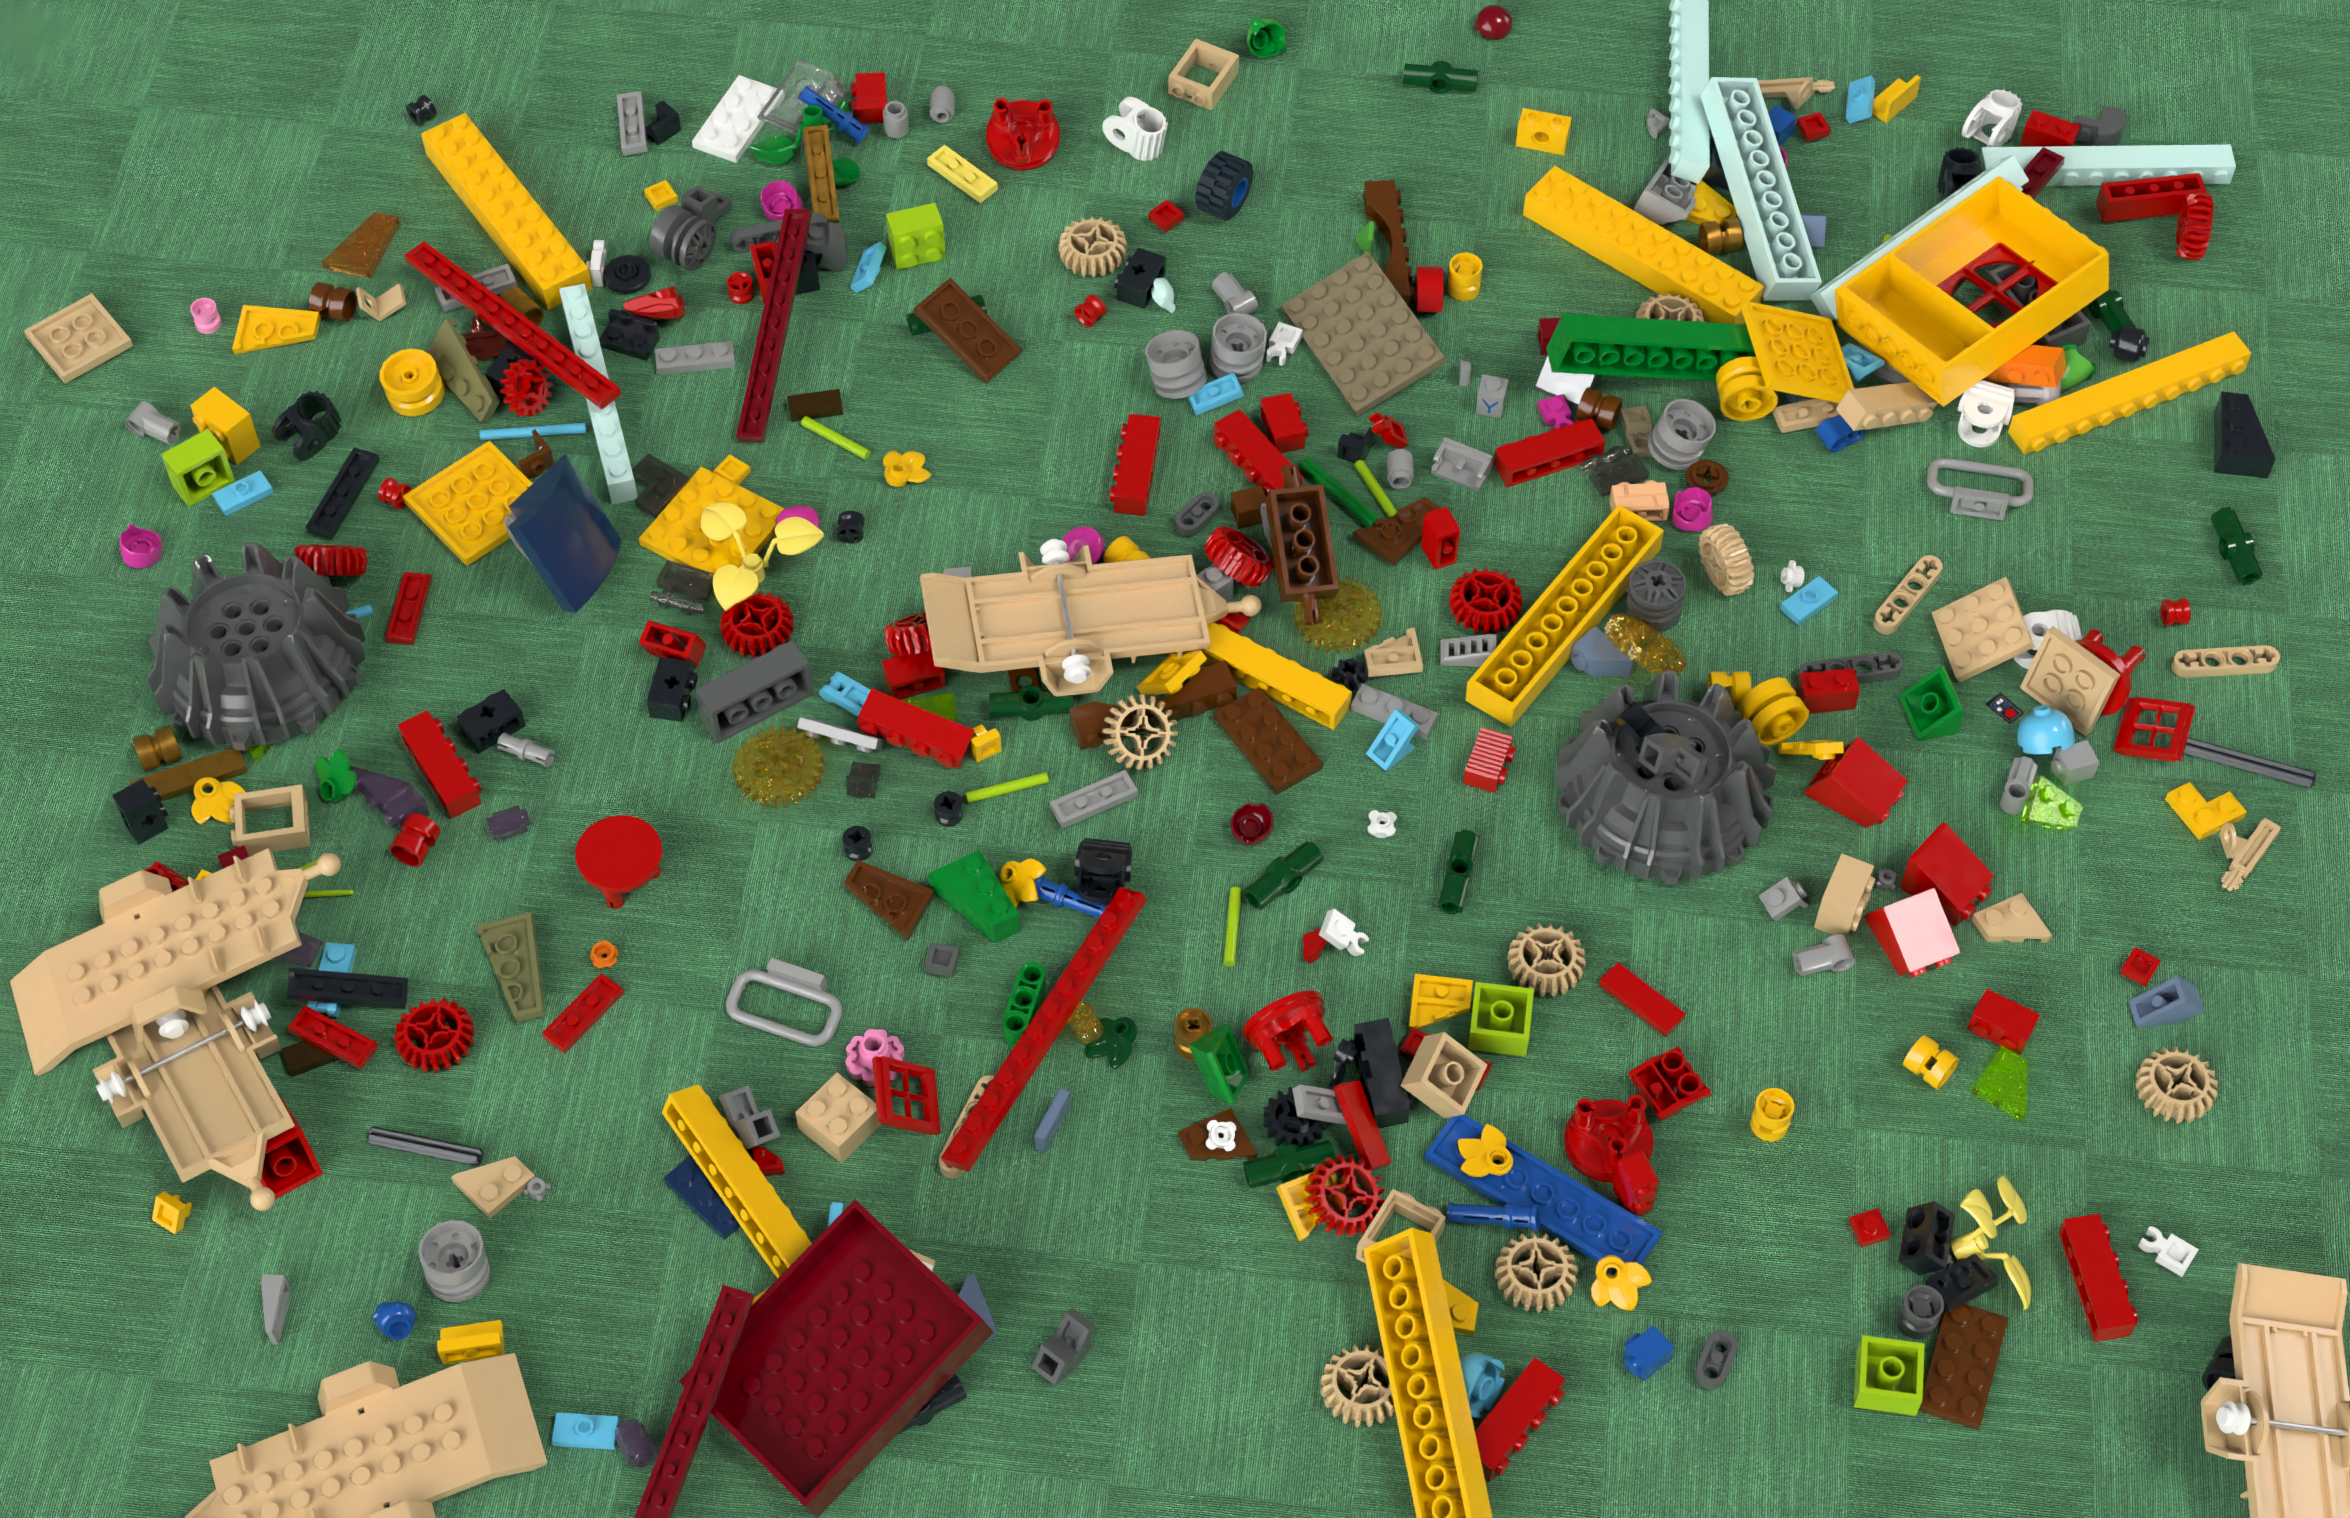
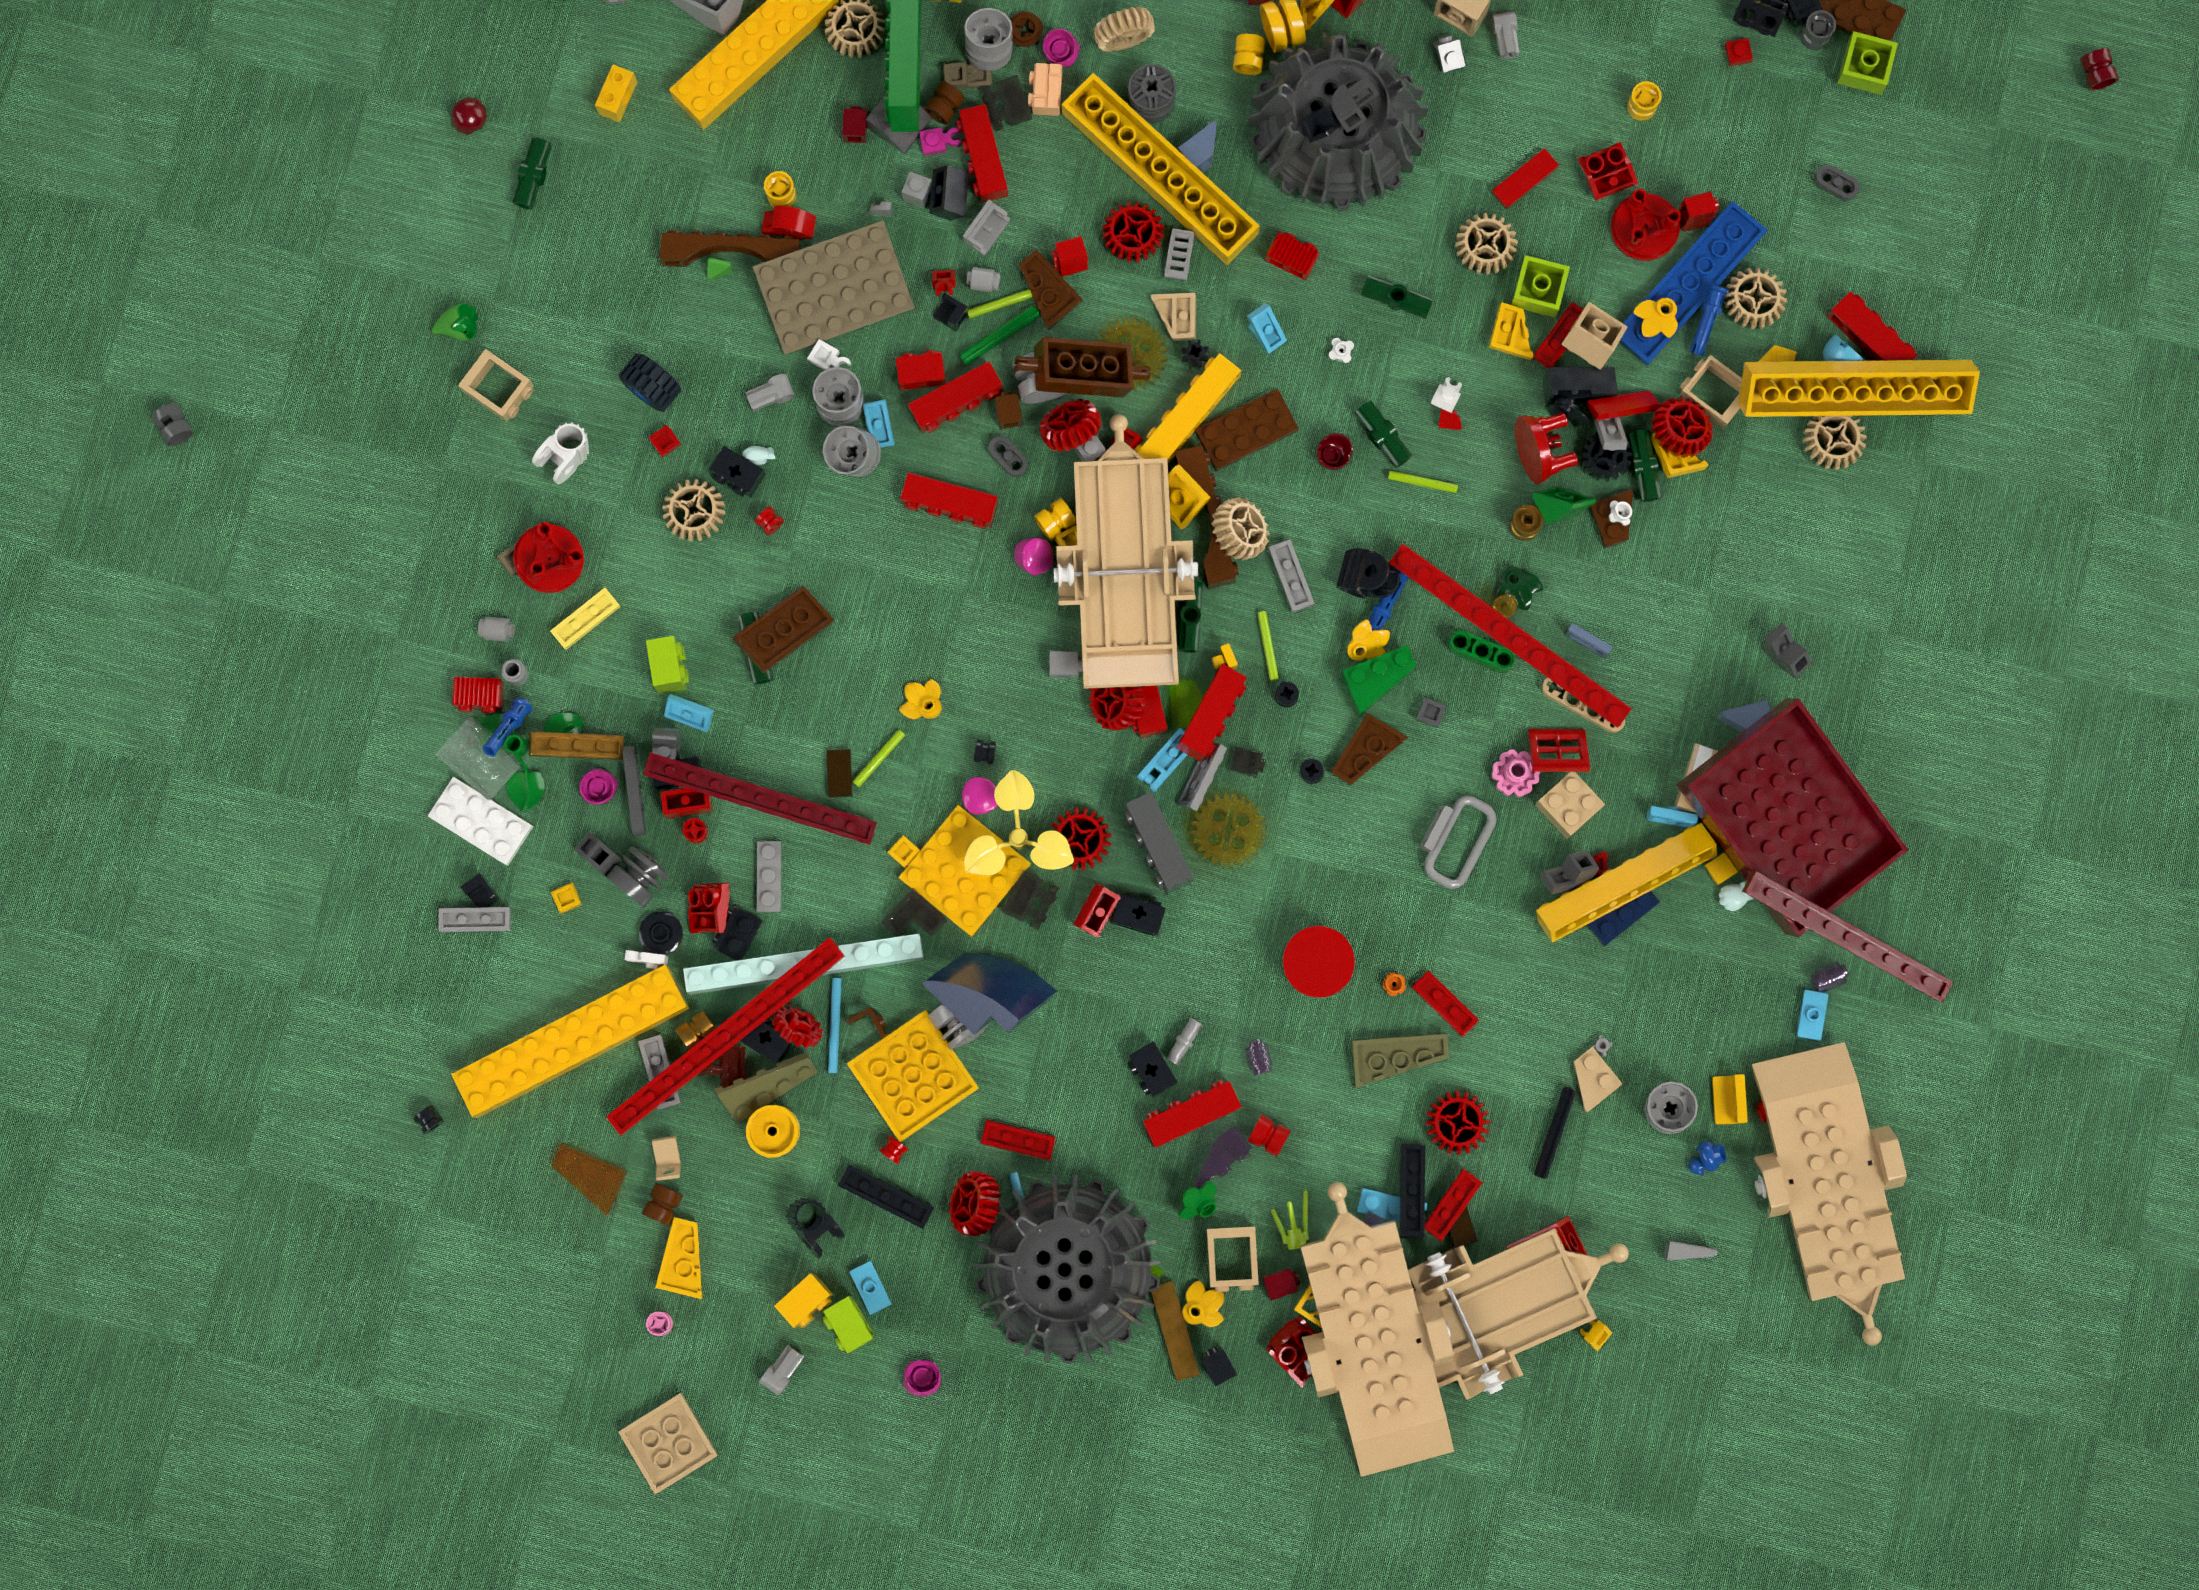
camera: 80 degrees left, 25 degrees up
(157, 748) = (1148, 1356): pearl gold wheel -> none
(1381, 705) = (1231, 323): light grey plate -> none
(1492, 423) = (949, 192): none -> black brick
(1622, 1285) = (1771, 240): yellow plate -> none
(1632, 635) = (1206, 110): clear yellow gear -> none
(1647, 1352) = (1828, 230): blue brick -> none

